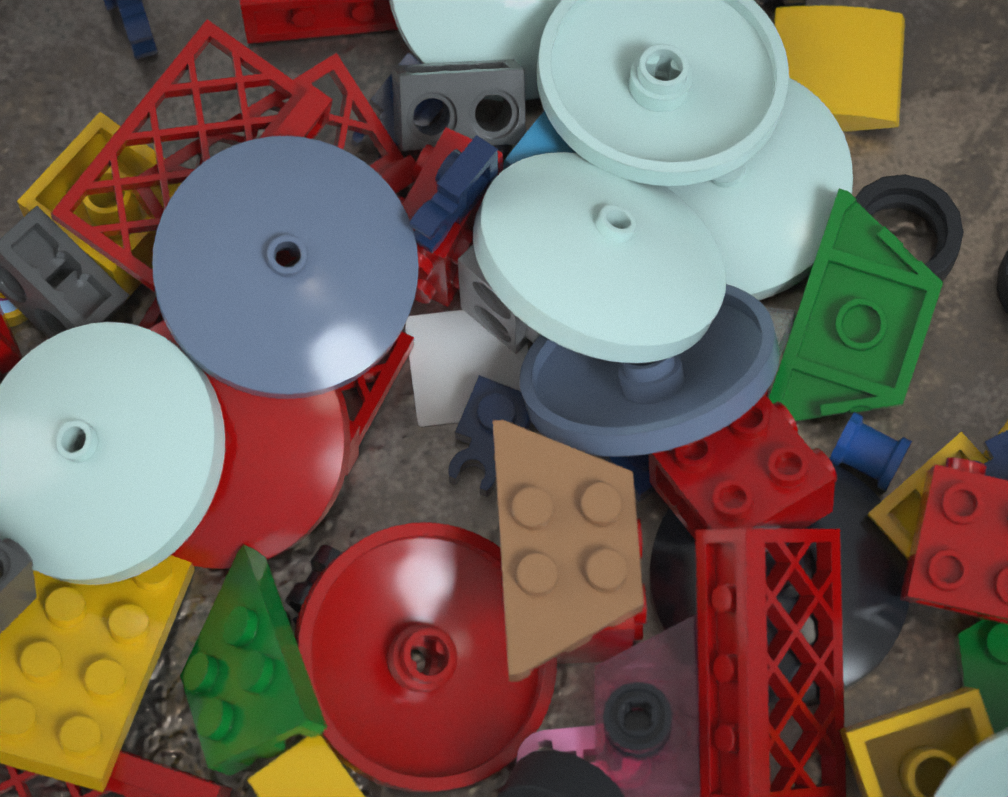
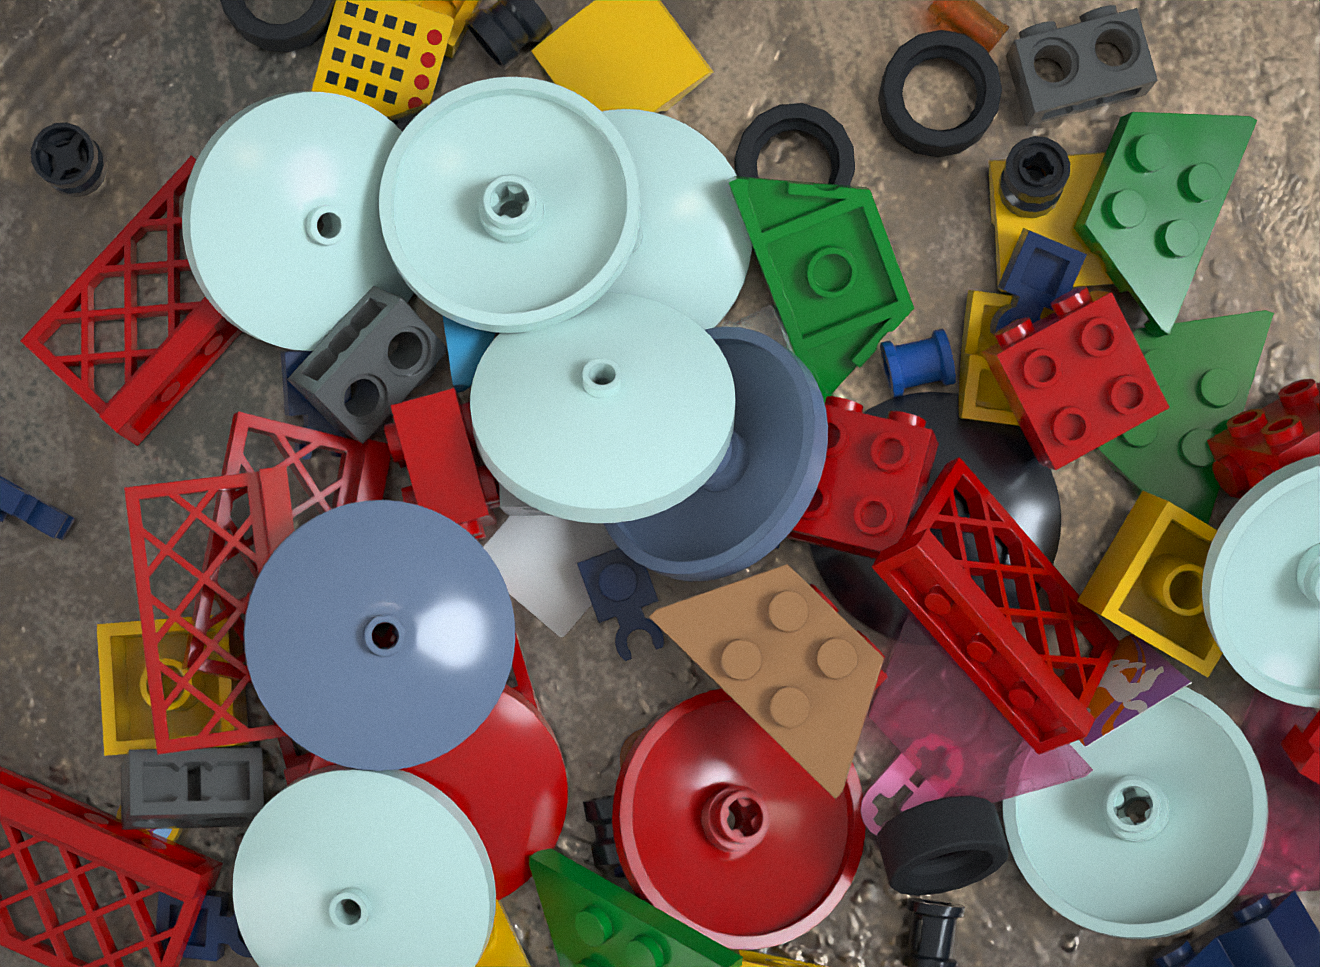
camera: 45 degrees left, 15 degrees up
(460, 185) = (452, 447): dark blue plate -> none
(643, 731) = (935, 735): black wheel -> none

